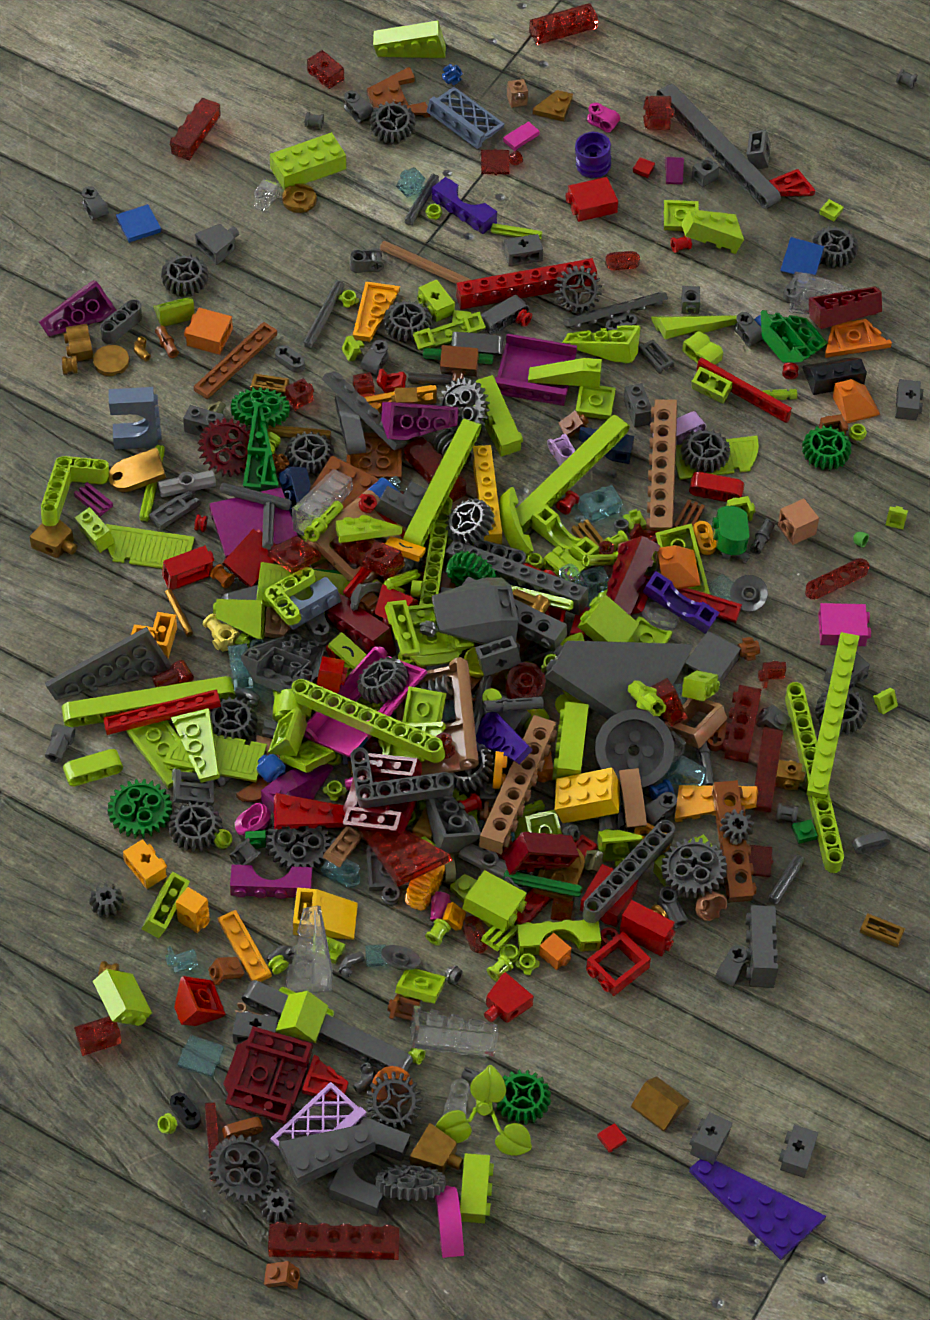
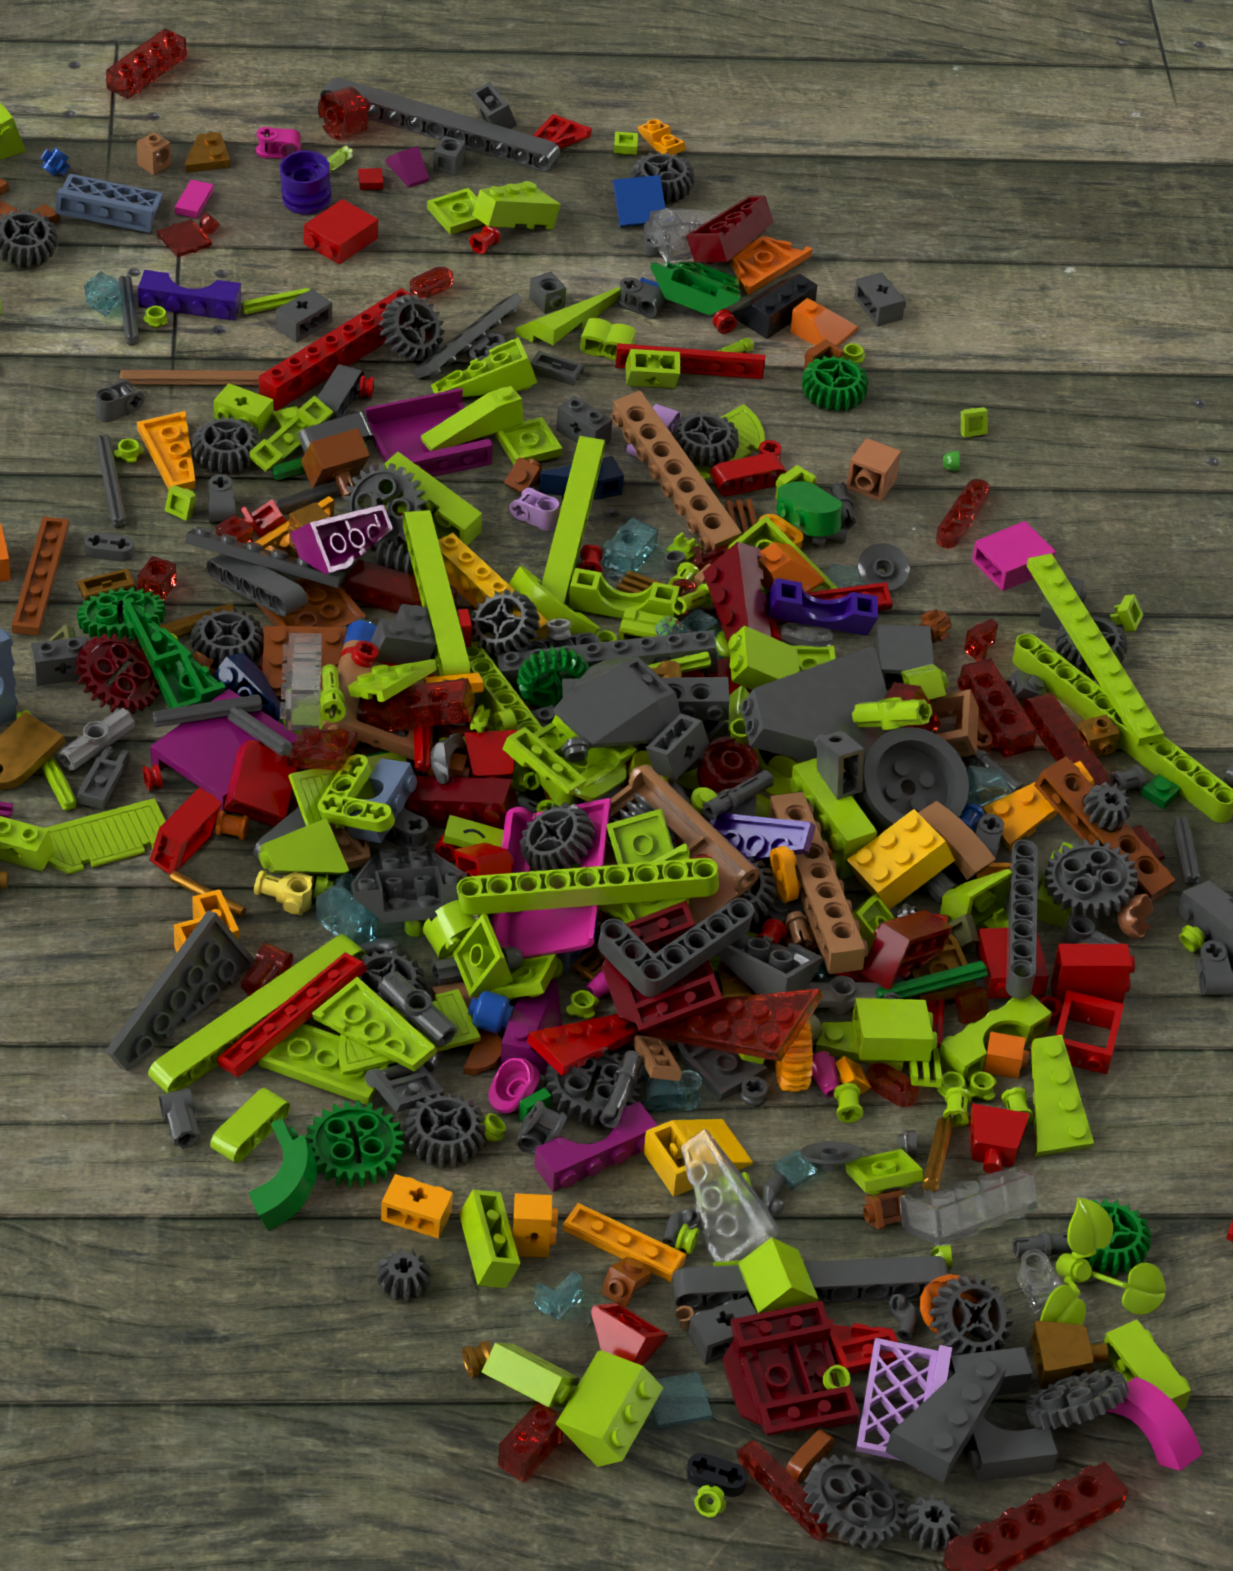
camera: 35 degrees left, 10 degrees down
(88, 812) = (292, 1184): none -> green arch
(150, 1039) = (609, 1408): none -> lime slope
(230, 754) = (428, 1018): none -> dark grey piece
(285, 1091) = (840, 1375): none -> lime hinge
(308, 741) = (513, 956): none -> dark grey hinge
(312, 850) = (624, 1081): none -> dark grey pin
(442, 512) = (466, 626): none -> red tile
(459, 991) = (937, 1154): none -> pearl gold axle
(486, 809) = (797, 924): none -> medium nougat pin
(504, 540) = (558, 629): none -> light grey bush
(537, 985) = (1016, 1100): none -> lime bush
(559, 1000) = (1059, 1111): none -> lime wing
(586, 706) = (840, 763): none -> dark grey torso
(630, 145) = (339, 158): none -> lime axle
(737, 937) = (1192, 938): none -> lime plate
(746, 472) = (770, 446): none -> red bush
(860, 216) = (660, 137): none -> light orange slope

